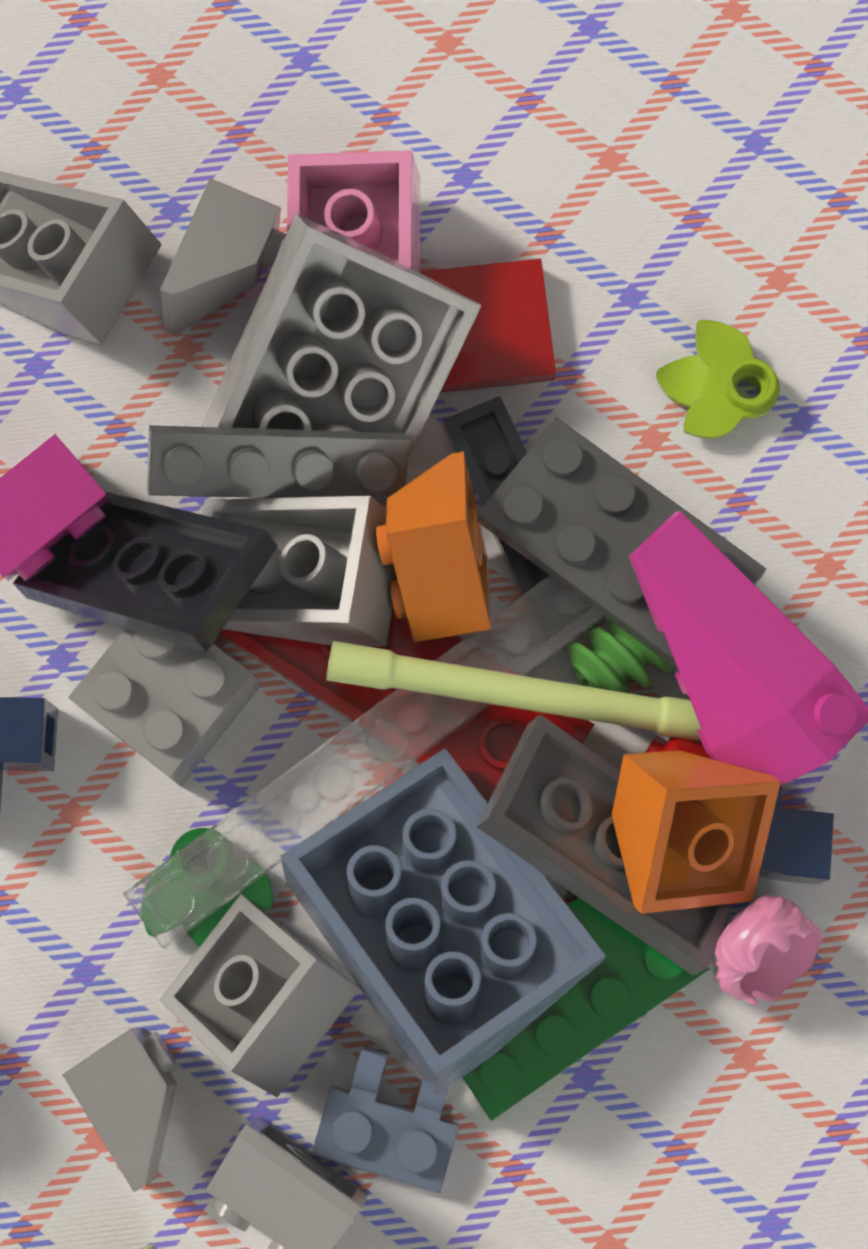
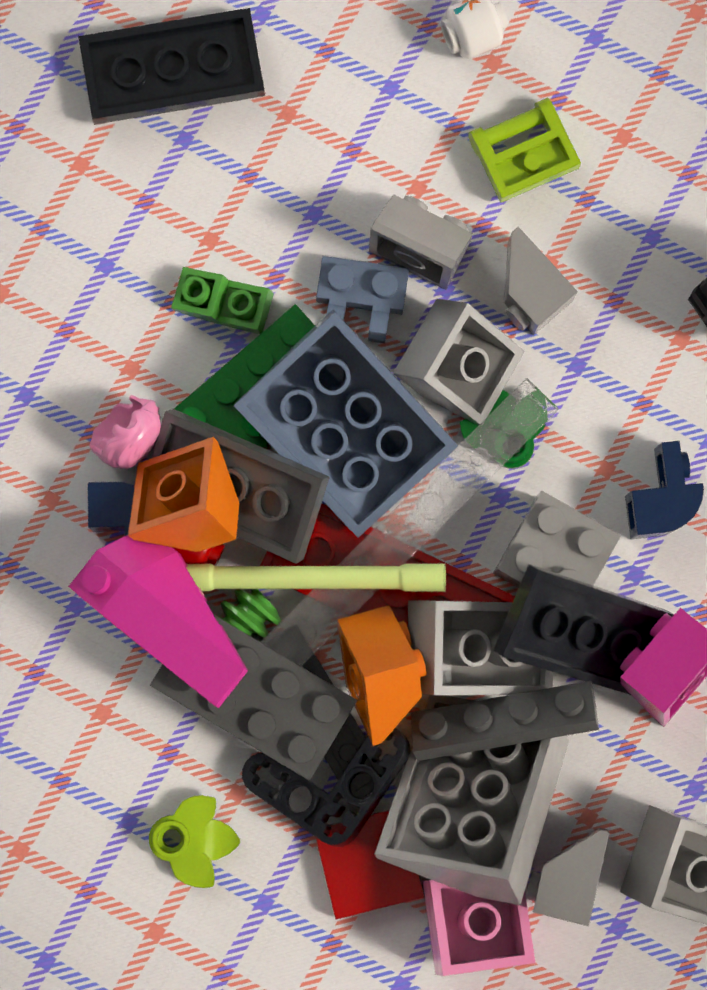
camera: 165 degrees right, 5 degrees up
(535, 396) = (323, 804): none -> black beam
(600, 1143) = (222, 301): none -> bright green slope

